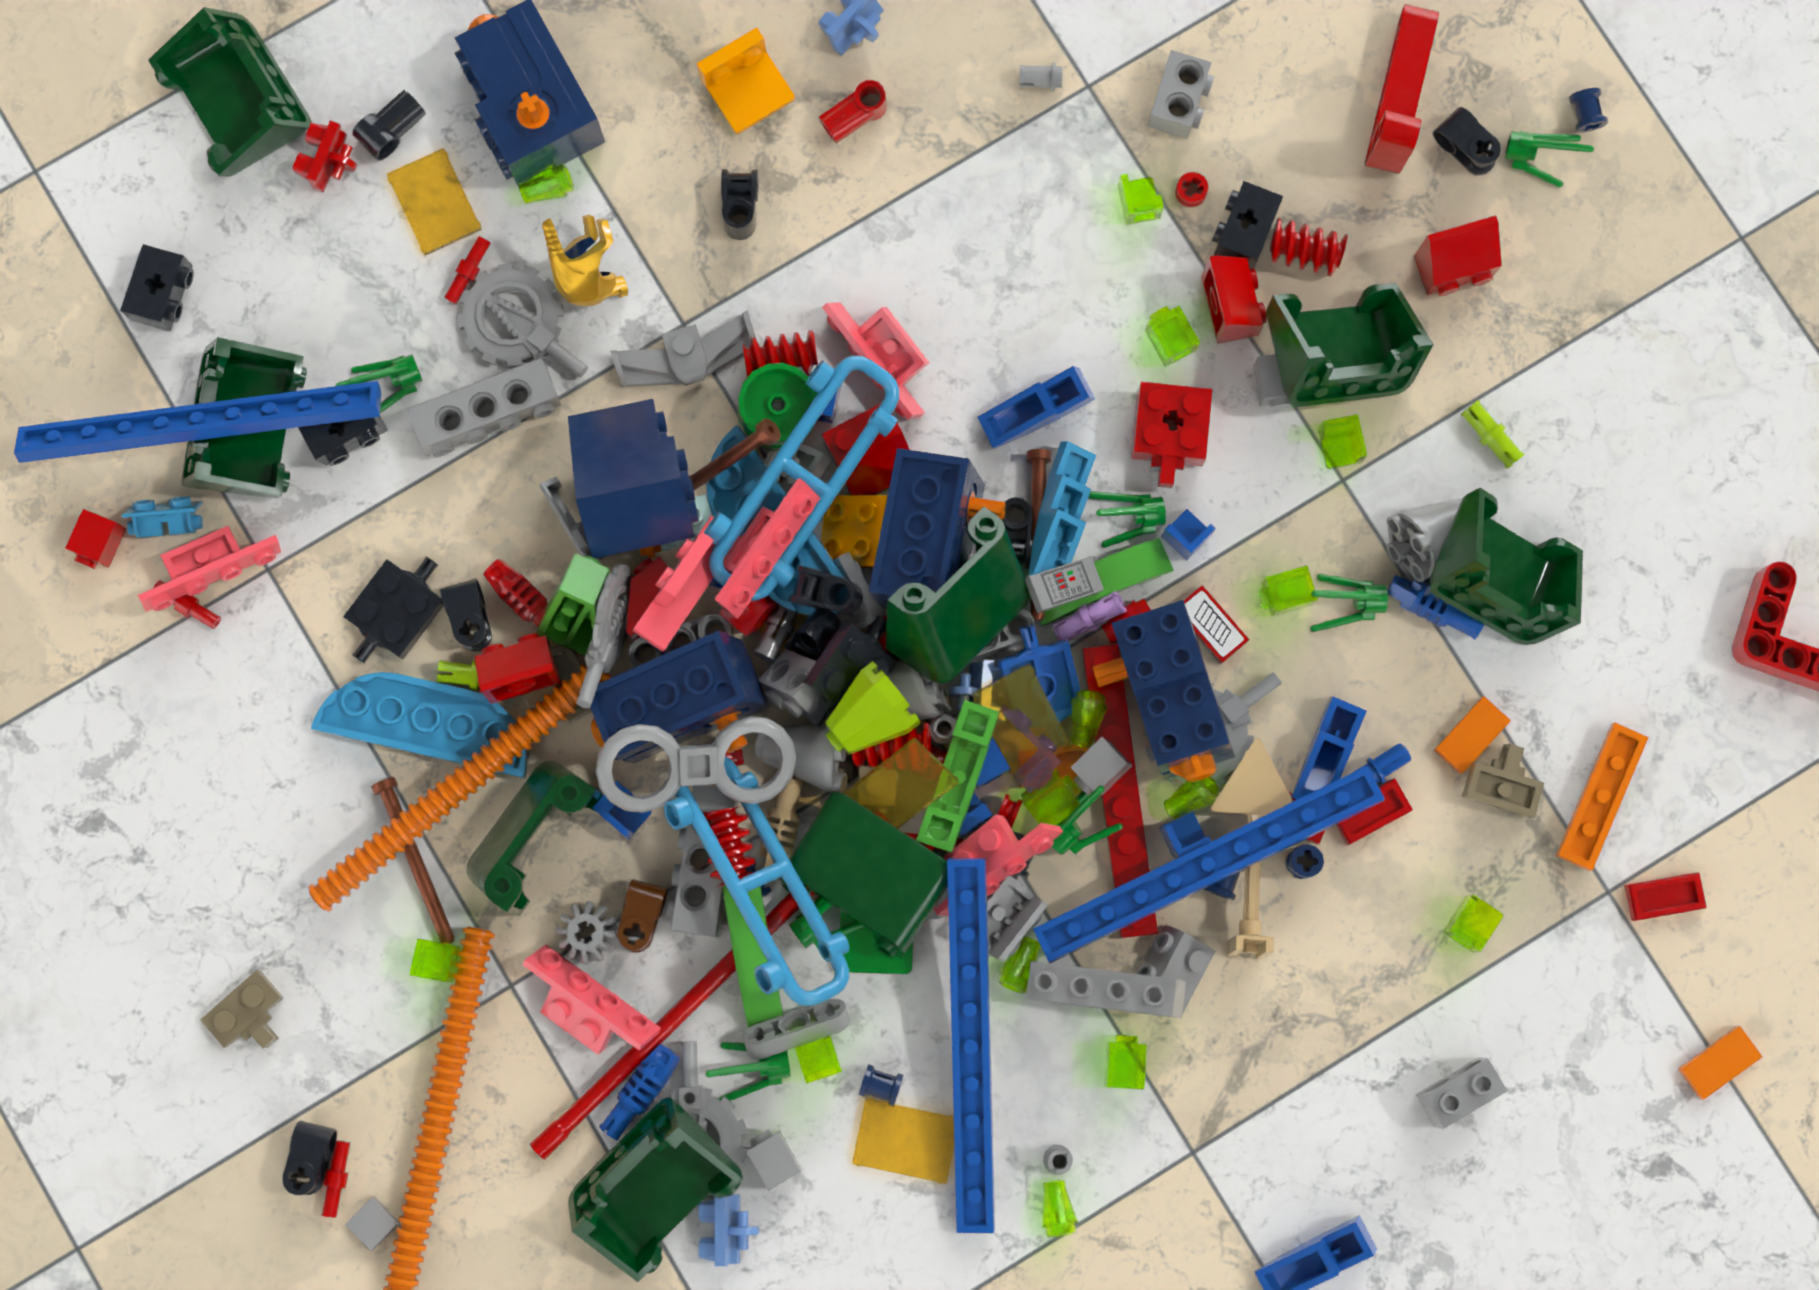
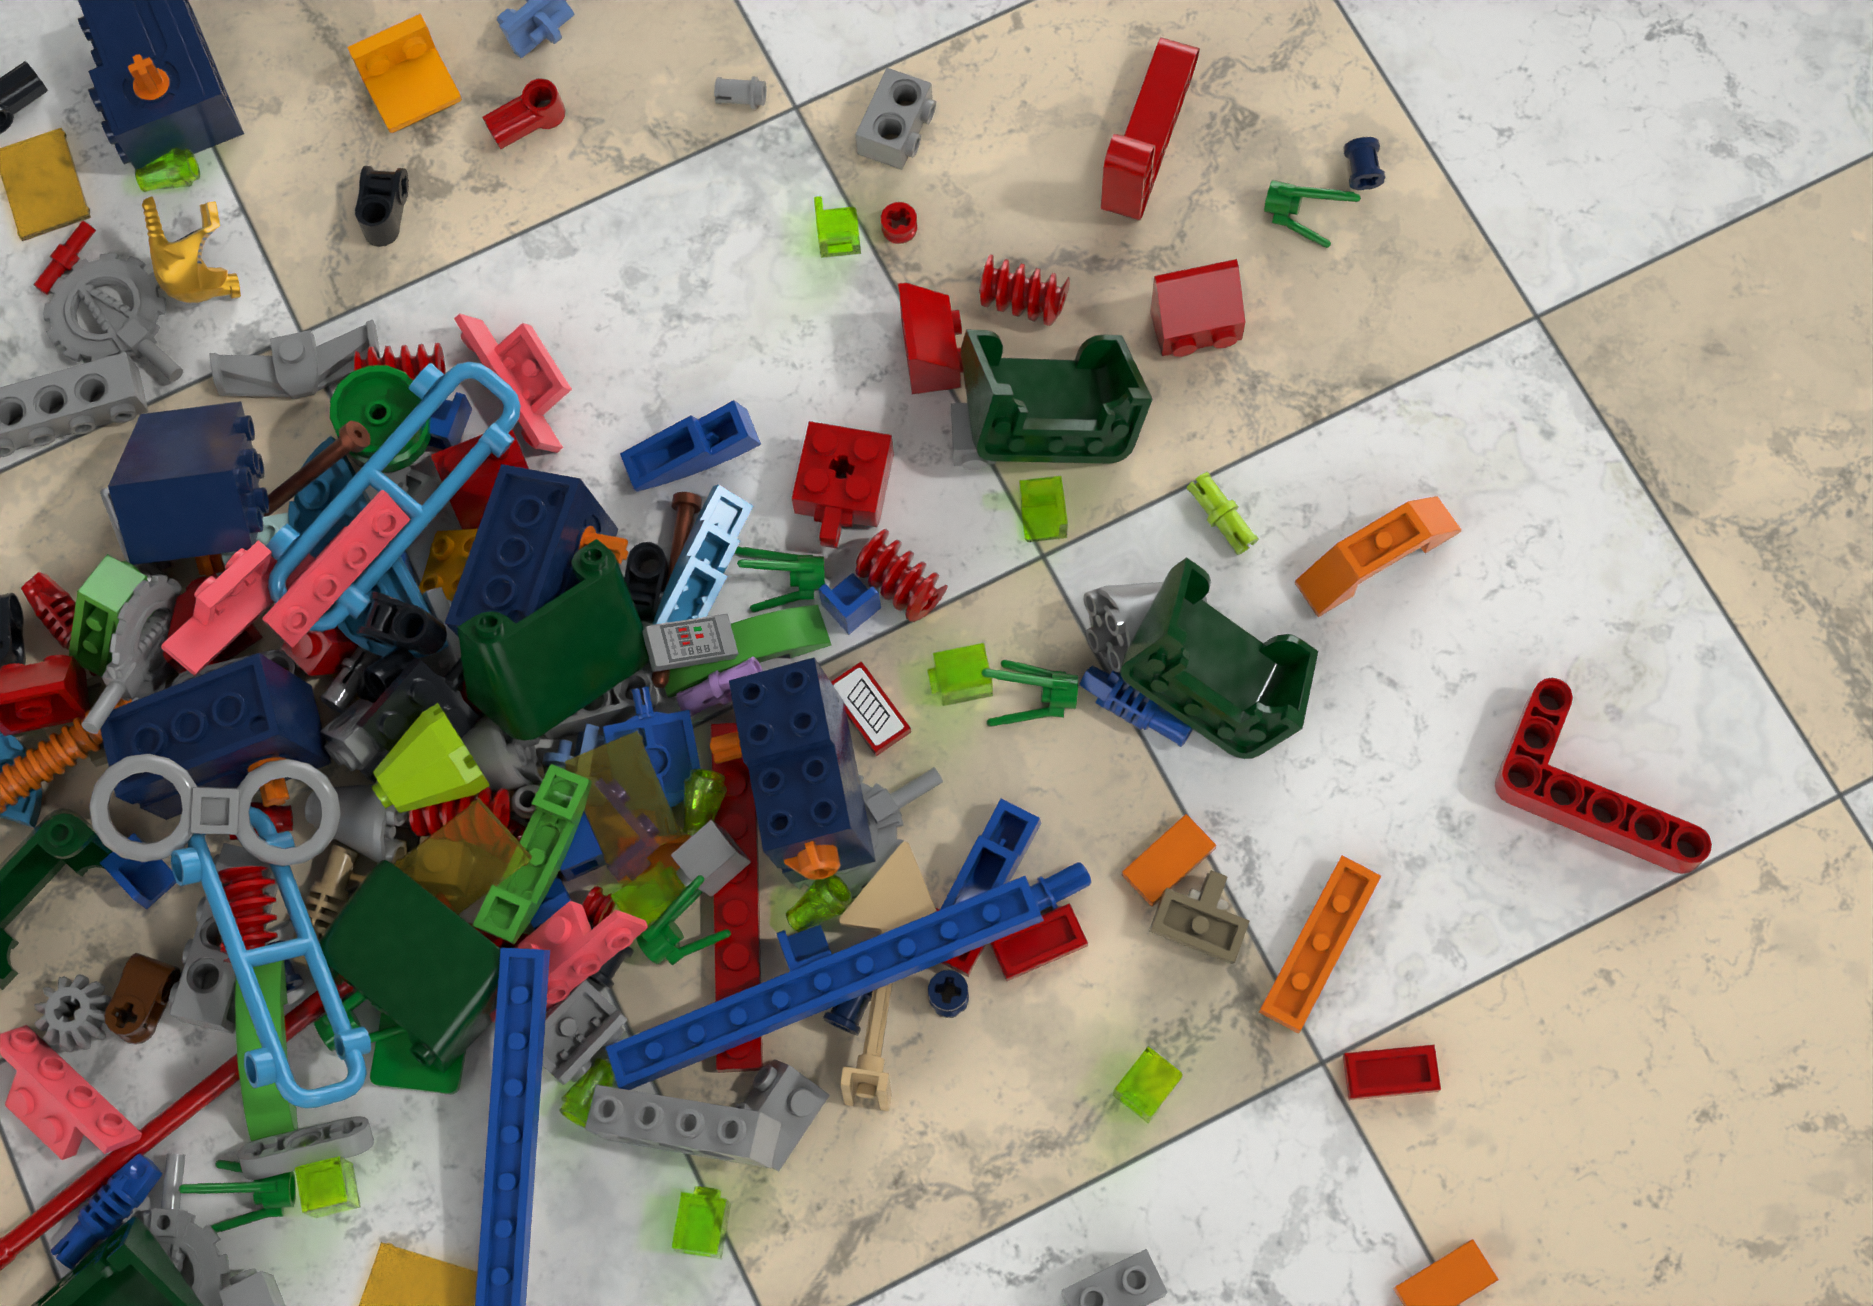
camera: 10 degrees right, 10 degrees down
(881, 1085) = (400, 1226): dark blue bush -> none
(1171, 335) = (856, 377): clear neon green brick -> none
(1227, 509) = (897, 578): none -> red piece
(1256, 206) = (957, 259): black brick -> none
(1464, 137) = (1221, 190): black piece -> none
(1624, 462) = (1374, 548): none -> orange slope

